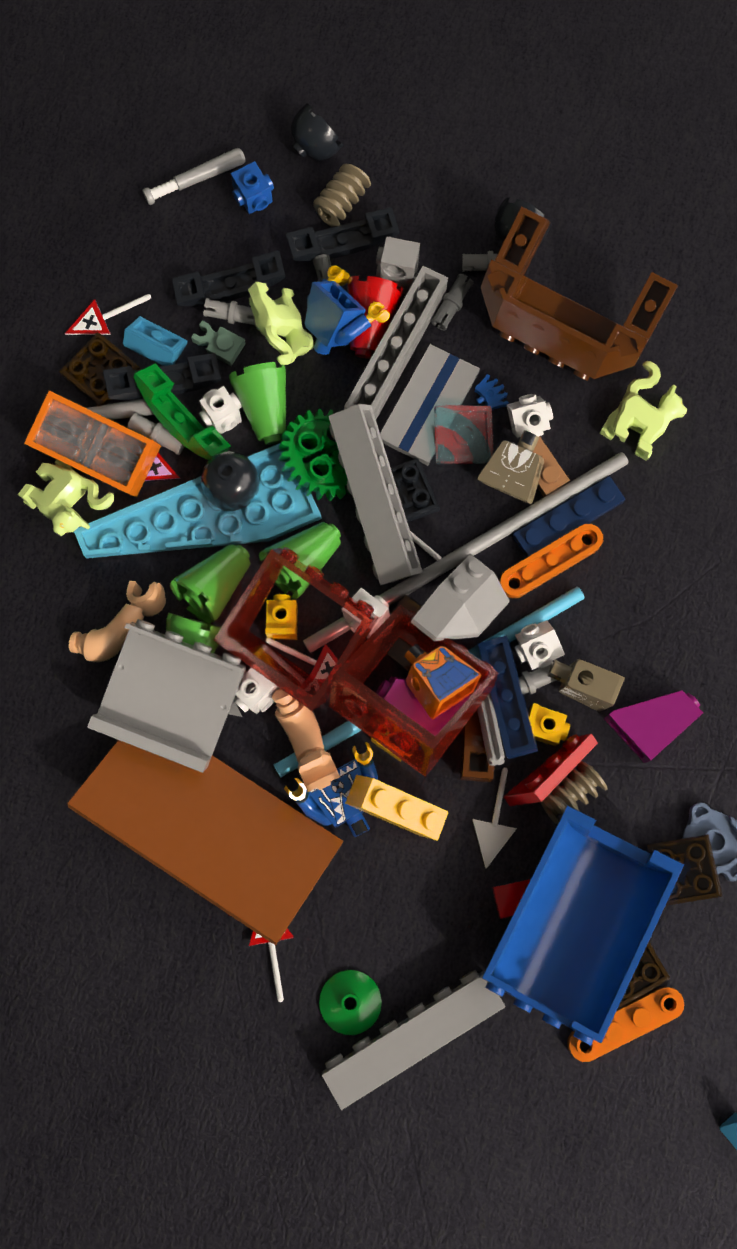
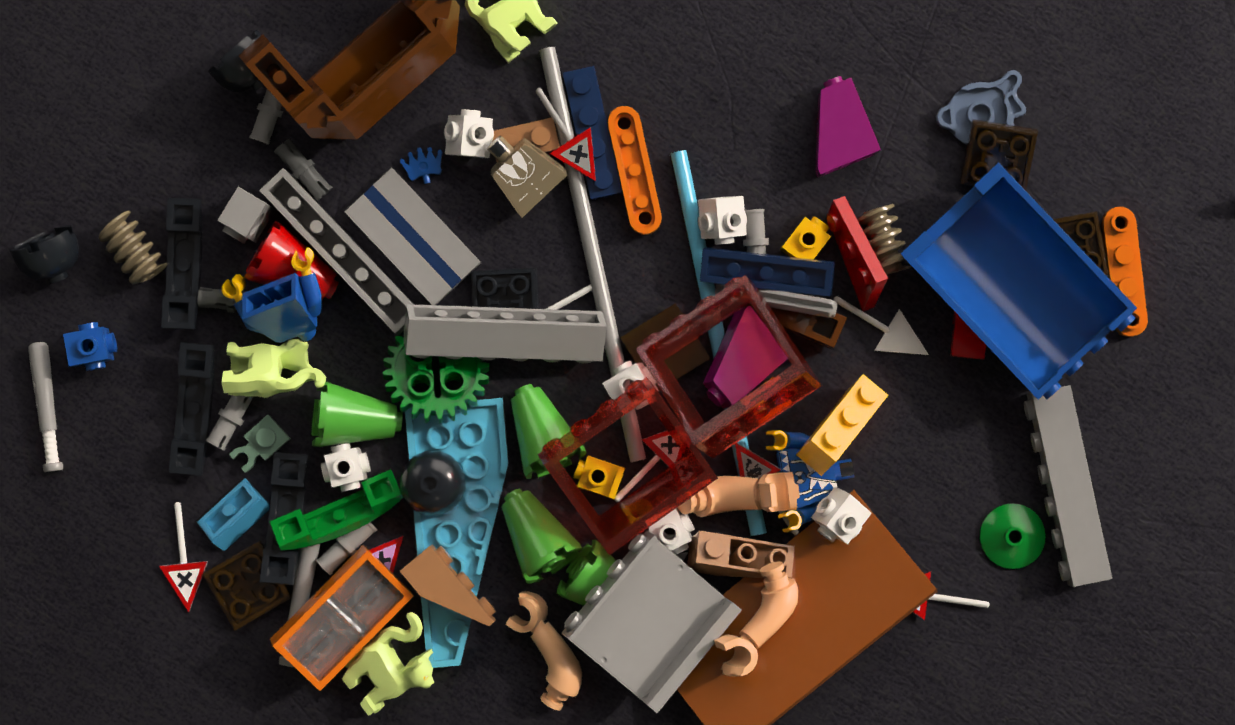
camera: 65 degrees left, 10 degrees up
(146, 513) = (438, 582): none -> medium nougat slope
(216, 803) = (777, 605): none -> light nougat piece
(251, 759) = (736, 556): none -> medium nougat slope
(314, 833) = (840, 516): none -> white brick
(333, 743) = (755, 466): none -> piece
(439, 679) = (729, 337): torso -> none
(462, 603) = (655, 280): light grey wedge -> none
(463, 434) = (462, 212): clear light blue tile -> none
(551, 508) = (577, 150): none -> piece
(598, 685) = (788, 176): dark tan torso -> none

